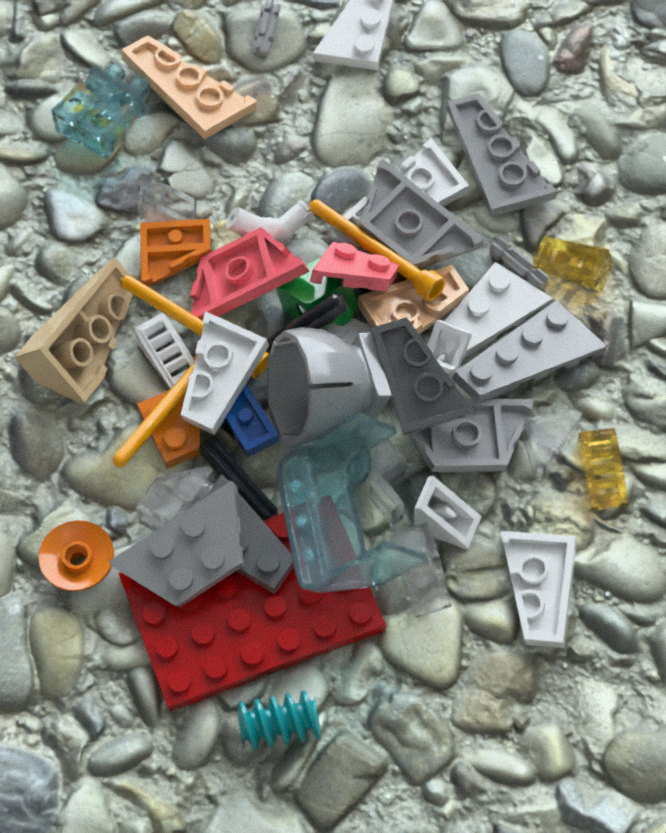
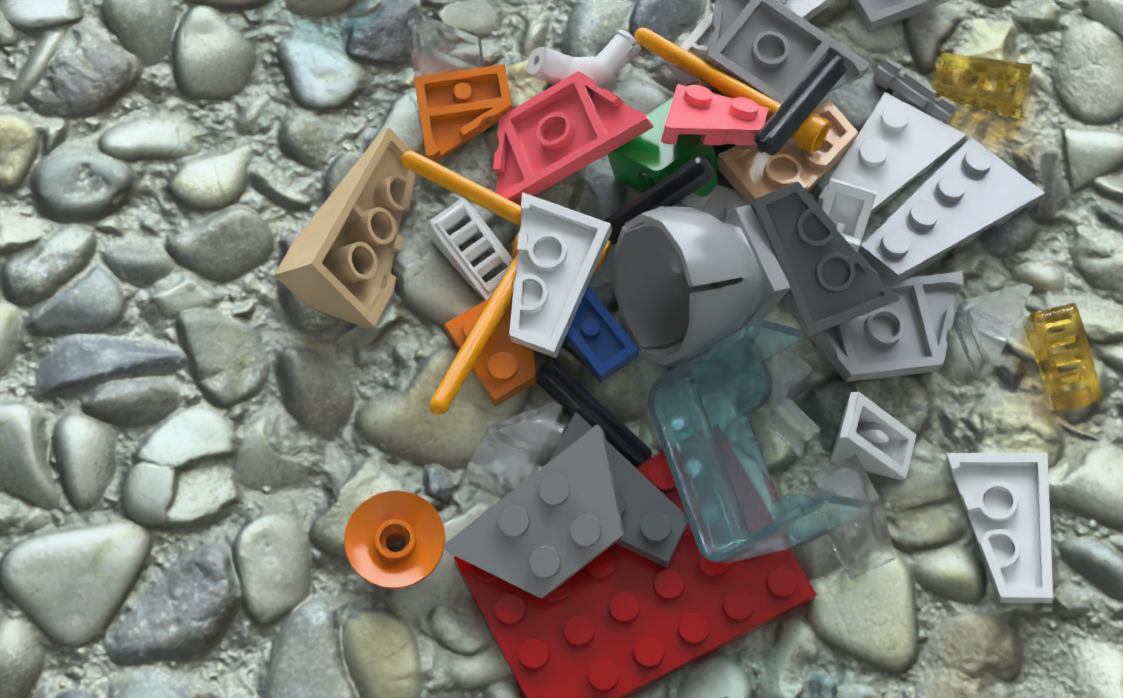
camera: 10 degrees left, 5 degrees up
(422, 262) = (800, 104): none -> black axle

